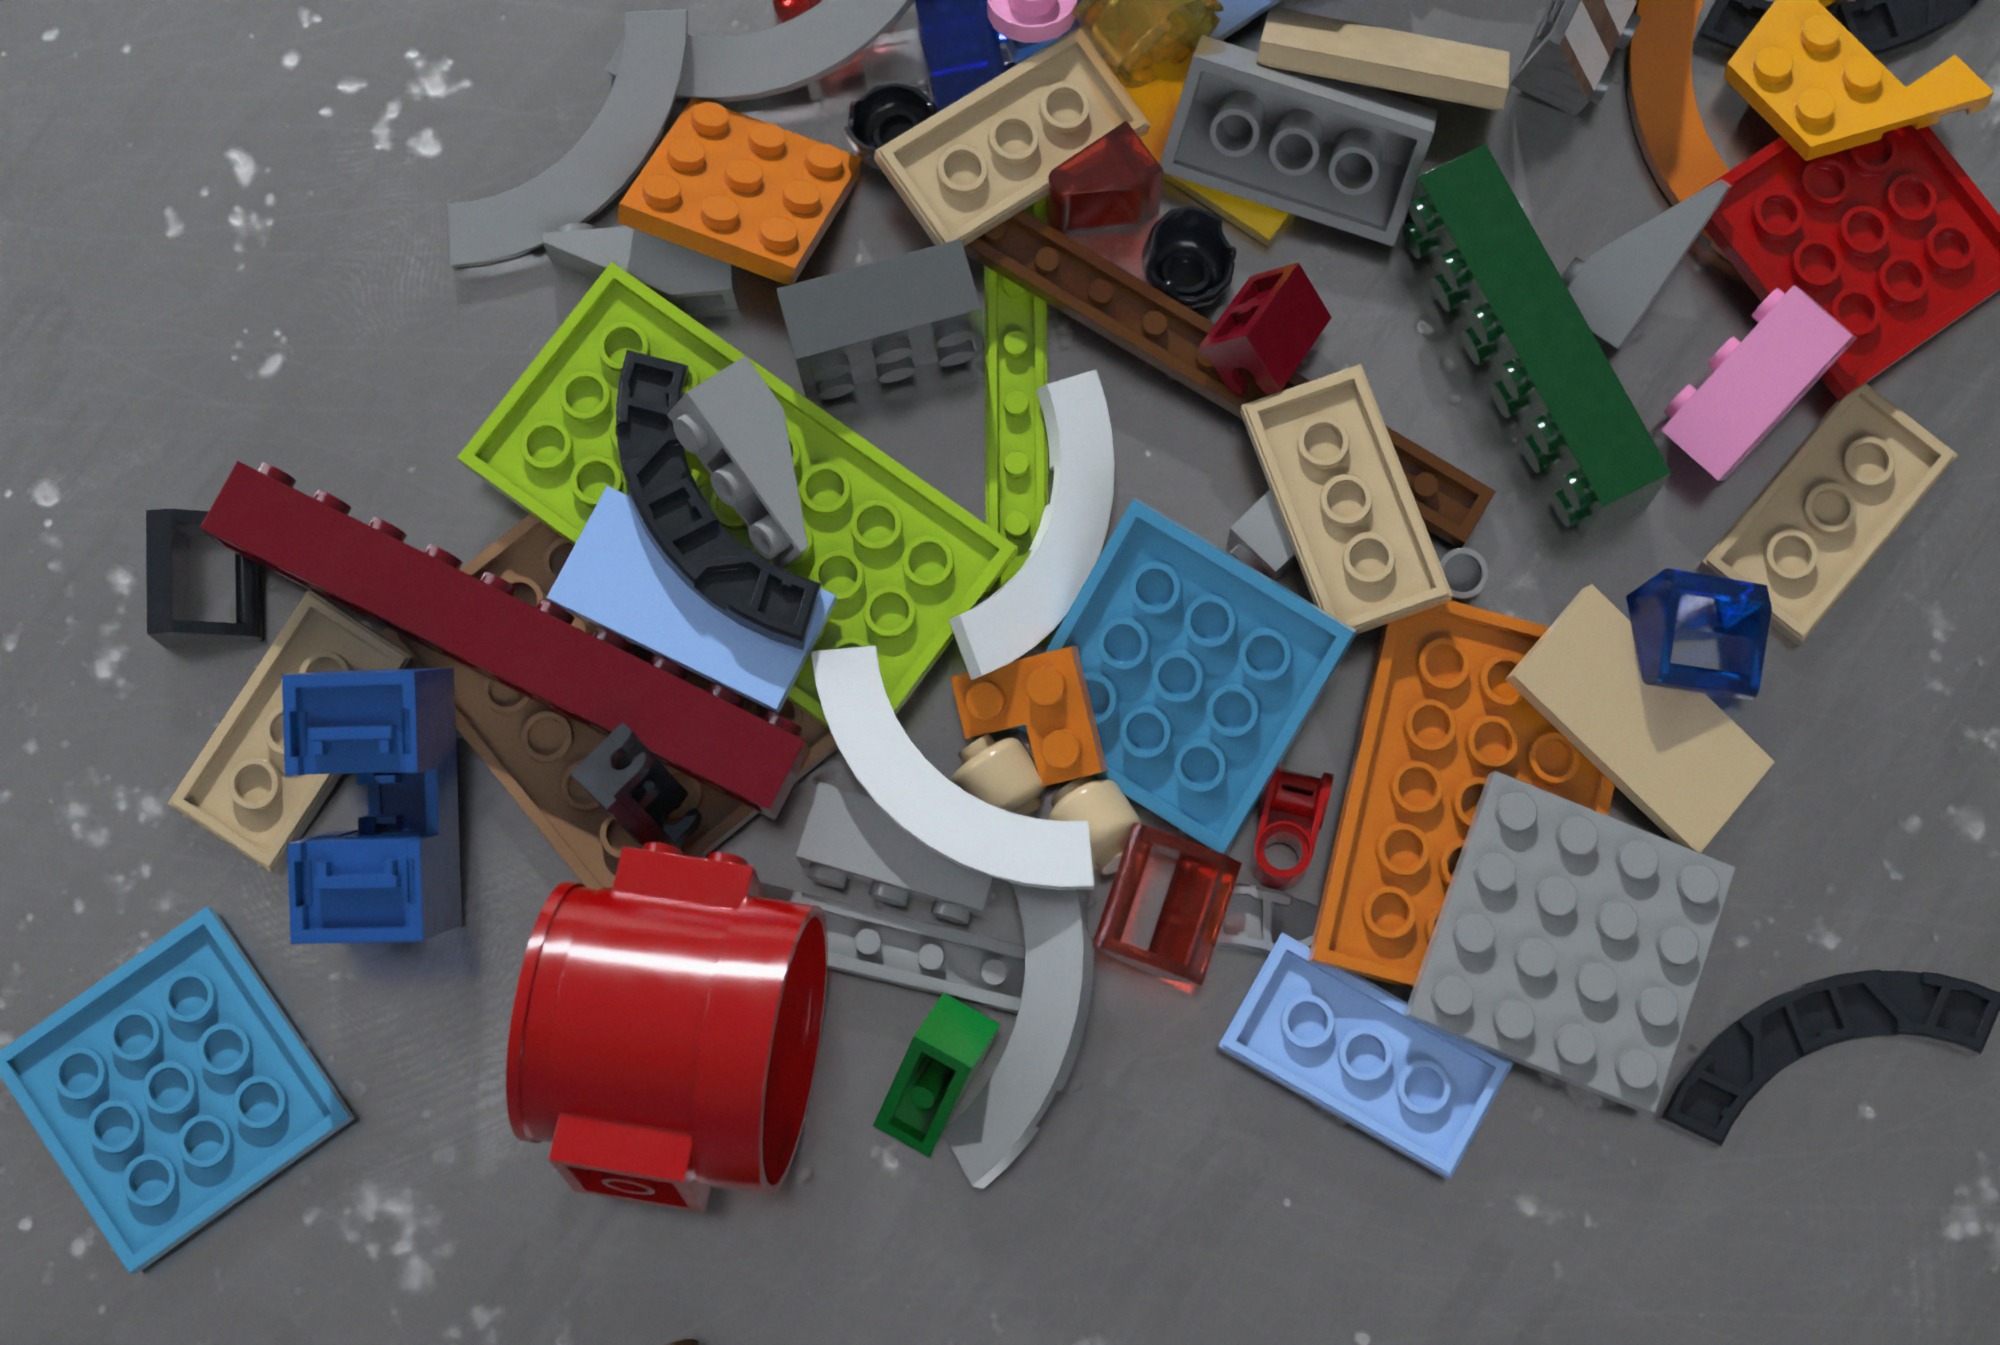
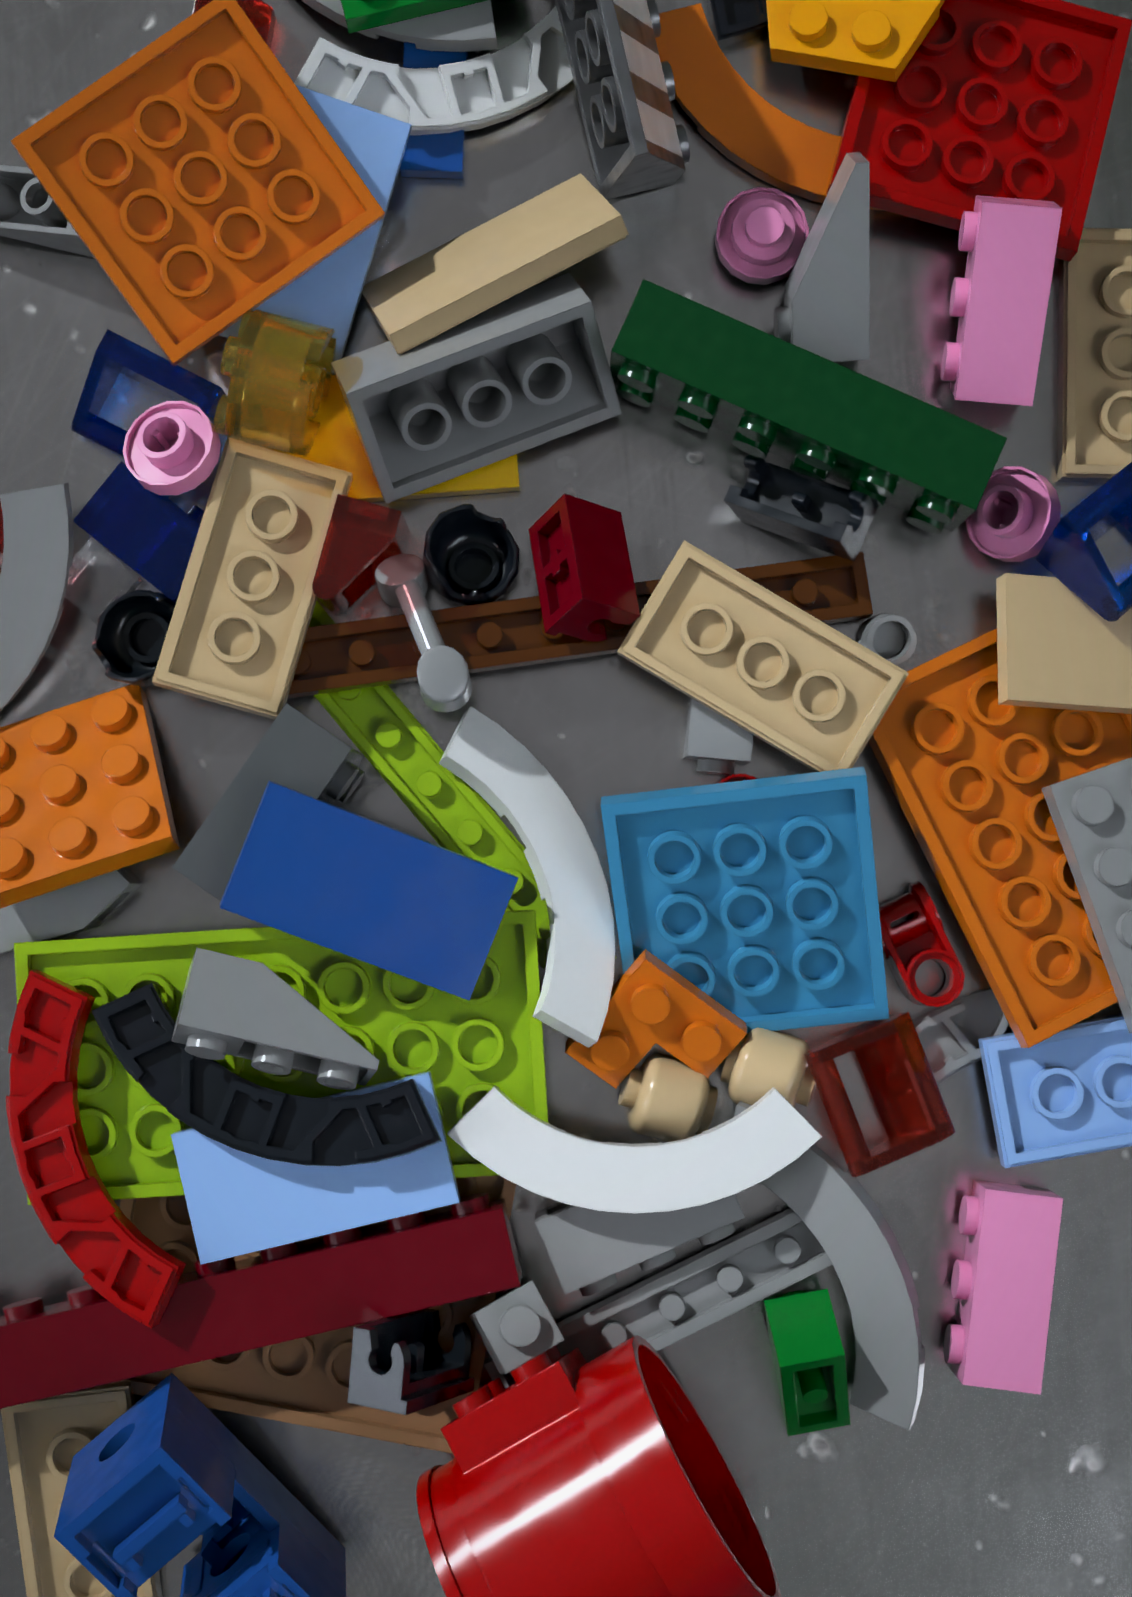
camera: 45 degrees left, 10 degrees up
(507, 436) = (56, 1159): none -> red tile
(742, 831) = (516, 1327): none -> light grey brick
(906, 422) = (368, 890): none -> blue tile
(1096, 310) = (441, 669): none -> light grey bar
(1140, 1140) = (1004, 1286): none -> bright pink brick
(1474, 421) = (803, 508): none -> black hinge
(1610, 198) = (761, 235): none -> bright pink plate
(1635, 551) = (1014, 514): none -> bright pink plate

